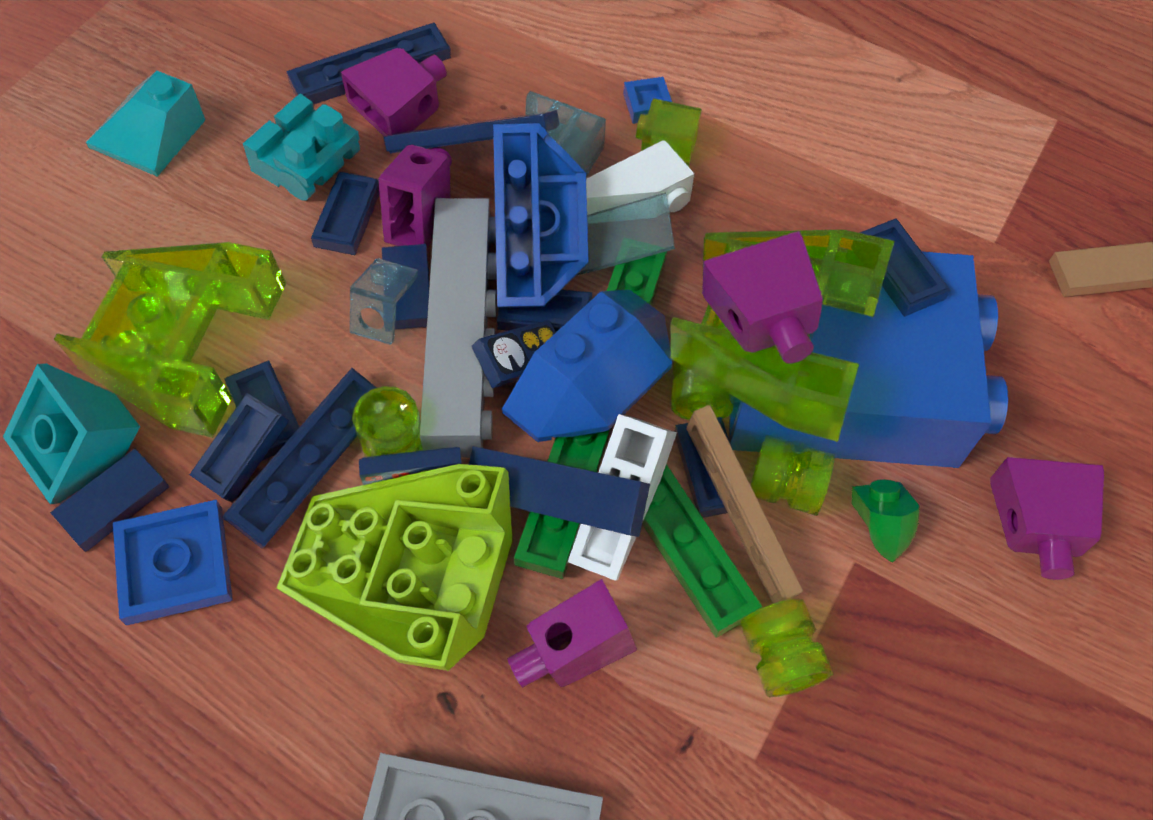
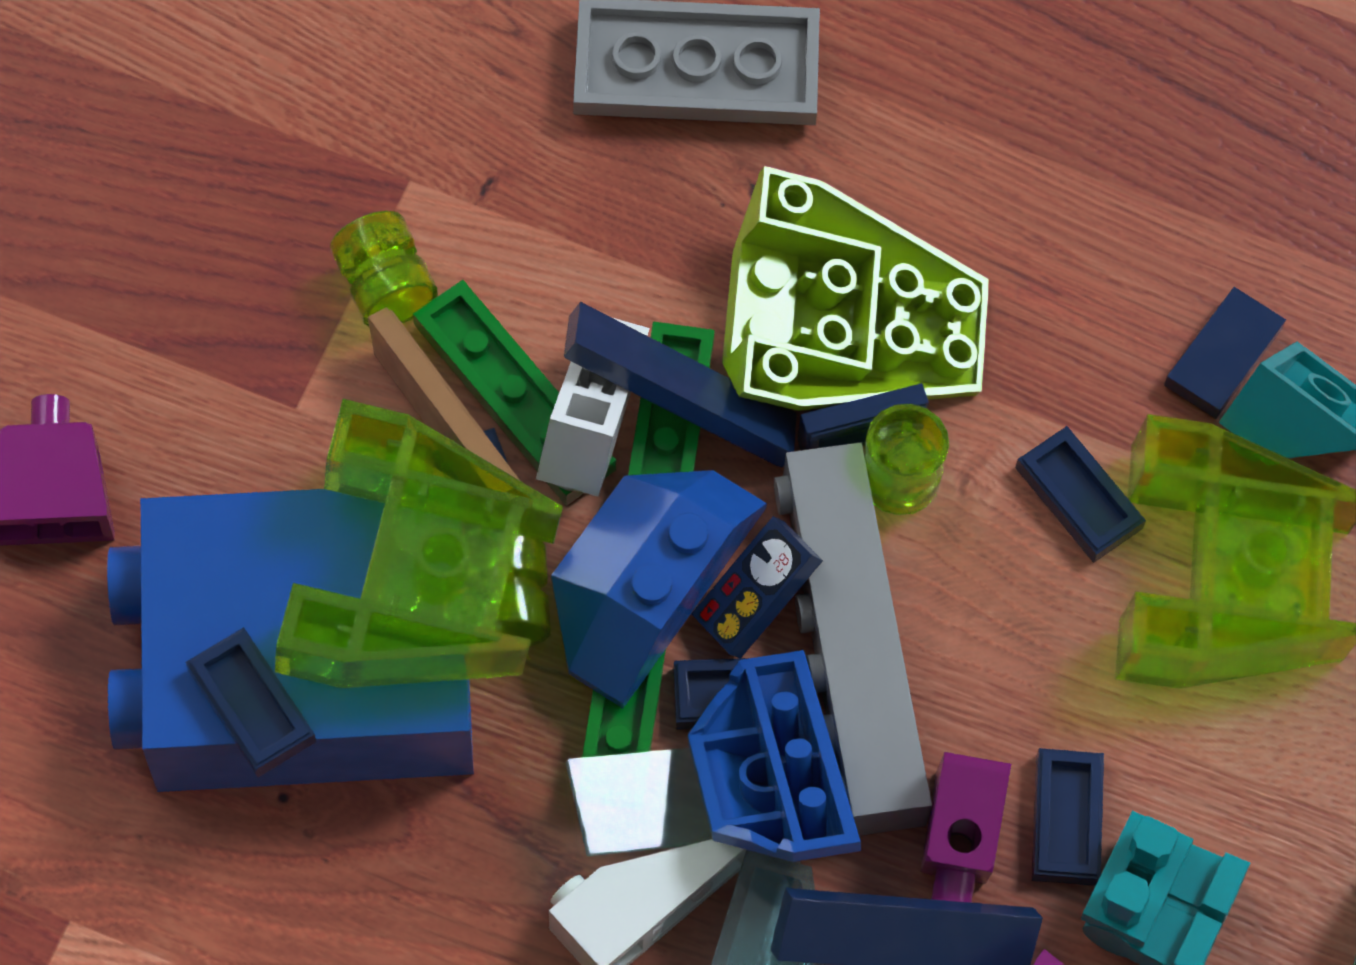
camera: 170 degrees right, 5 degrees up
(171, 562) = (1117, 283): blue plate -> none
(239, 448) = (1088, 424): dark blue tile -> none
(299, 463) = (1000, 433): dark blue tile -> none
(380, 290) = (970, 667): clear light blue bracket -> none
(413, 305) = (946, 699): dark blue tile -> none
(595, 633) = (621, 242): magenta torso -> none
(766, 296) = (446, 514): magenta torso -> none
(889, 514) = (260, 451): green plate -> none

